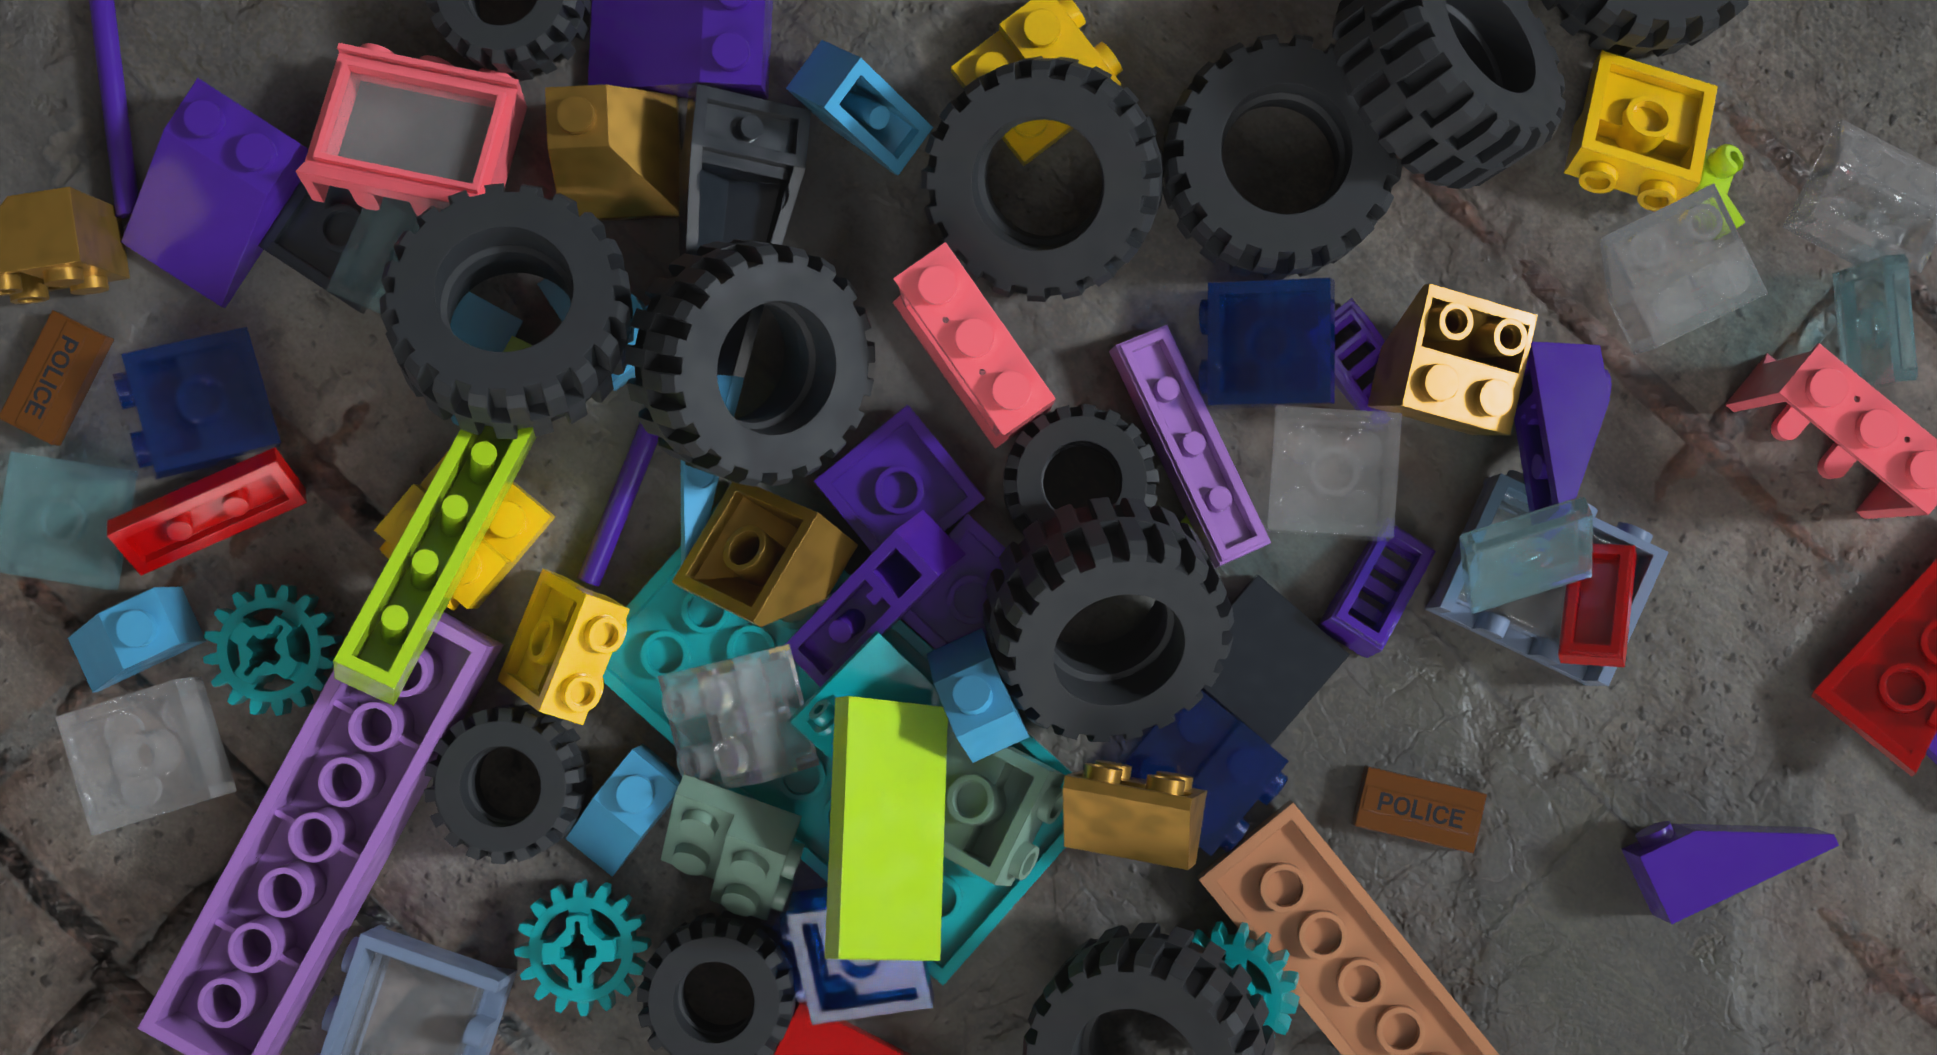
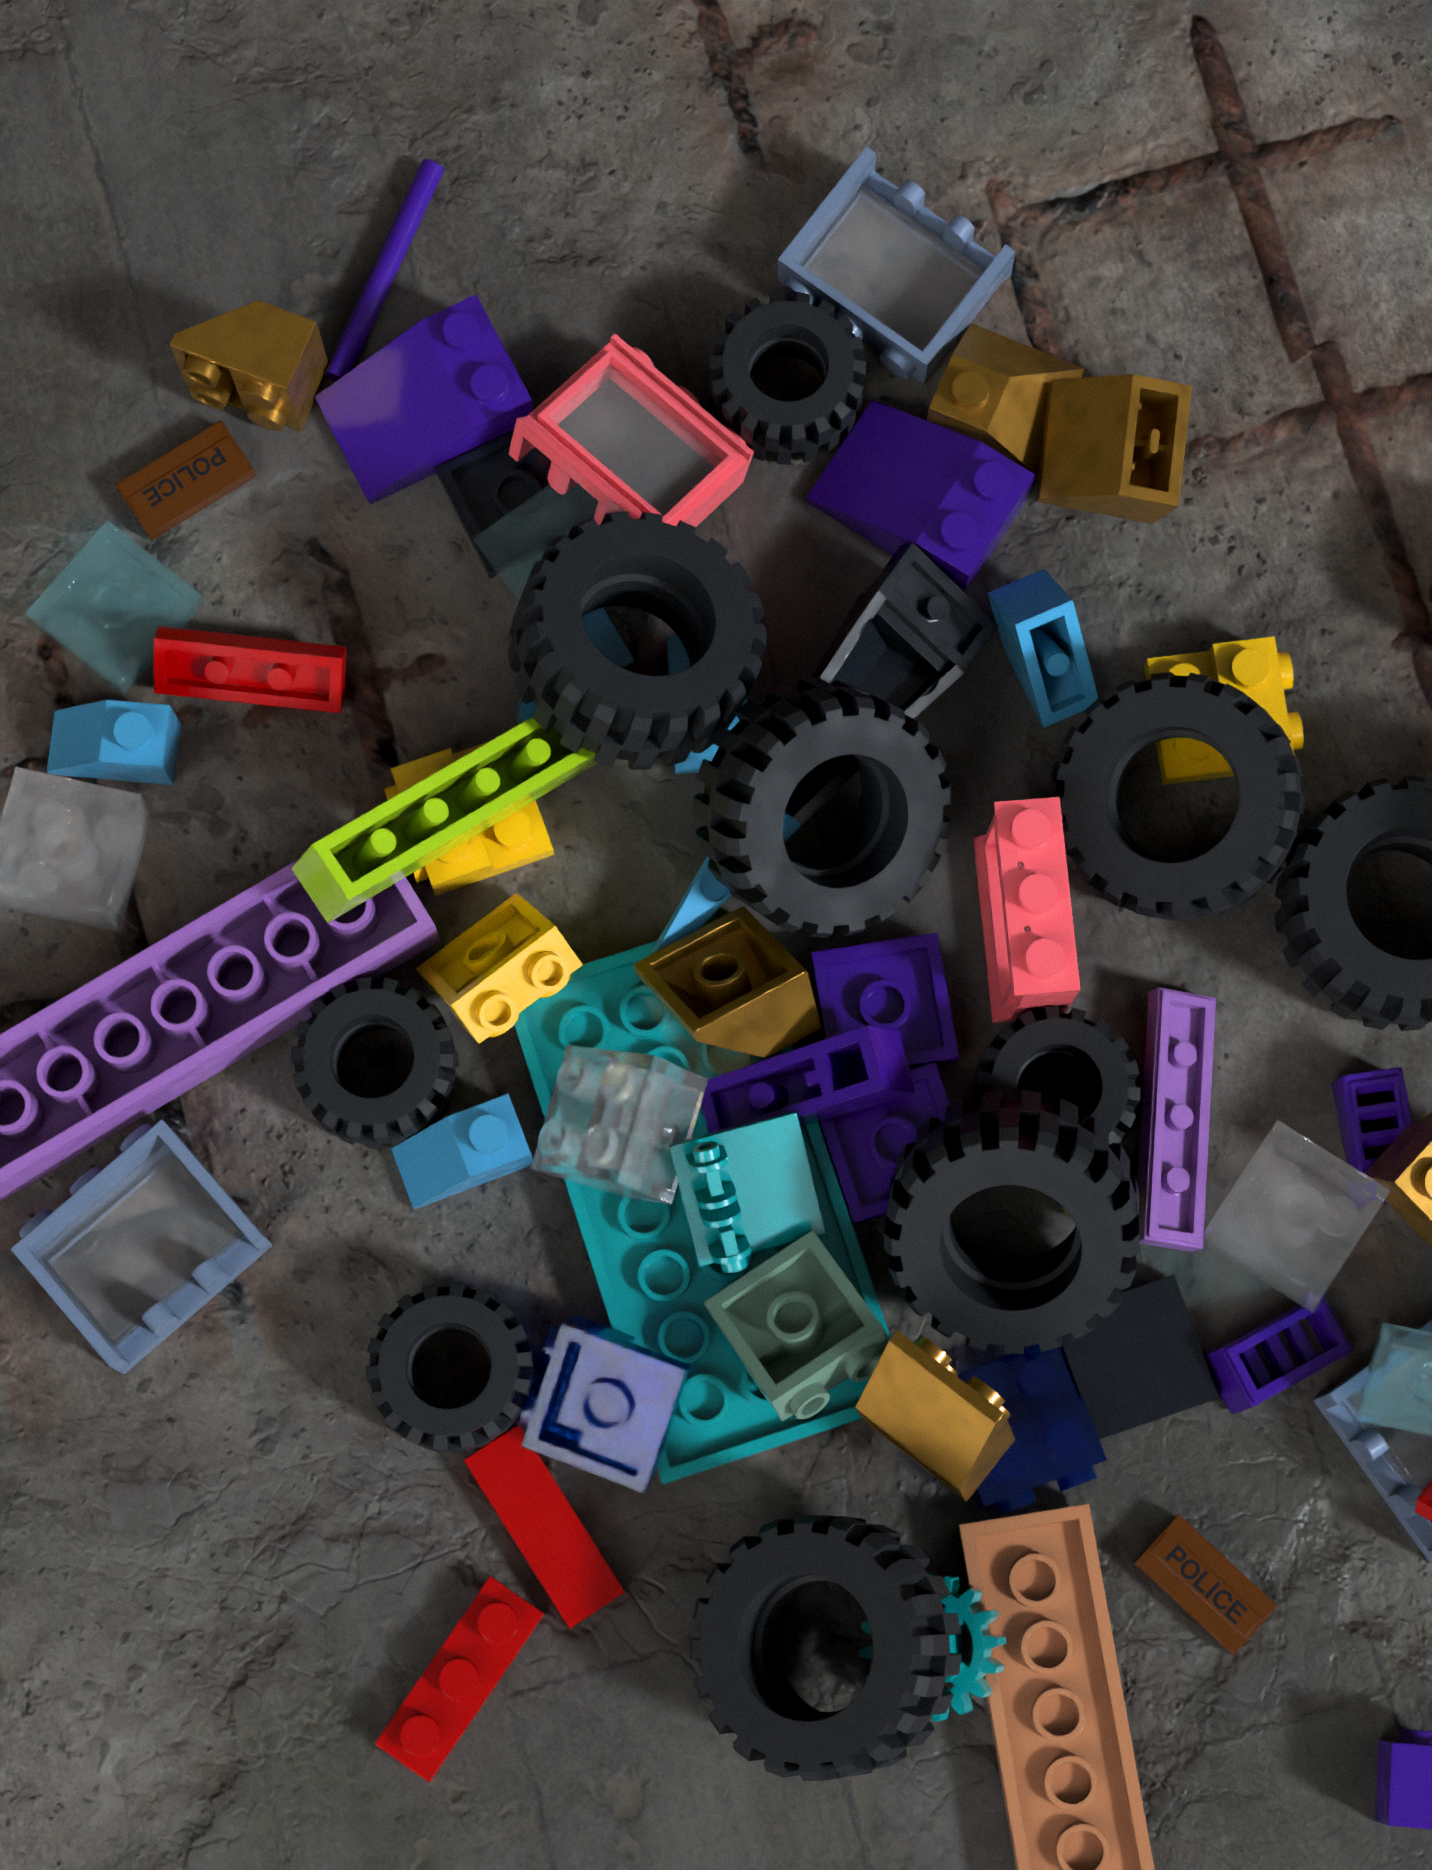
camera: 25 degrees right, 10 degrees down
(196, 402) = (298, 570): clear blue plate -> none
(251, 637) = (211, 832): teal gear -> none
(581, 972) = (326, 1241): teal gear -> none
(615, 150) = (805, 561): pearl gold slope -> none
(618, 507) = (625, 871): dark purple bar -> none
(735, 842) = (547, 1236): sand green plate -> none
(886, 831) = (703, 1292): lime tile -> none
(975, 696) = (852, 1227): dark azure slope -> none
(1269, 343) = (1301, 1063): clear blue plate -> none

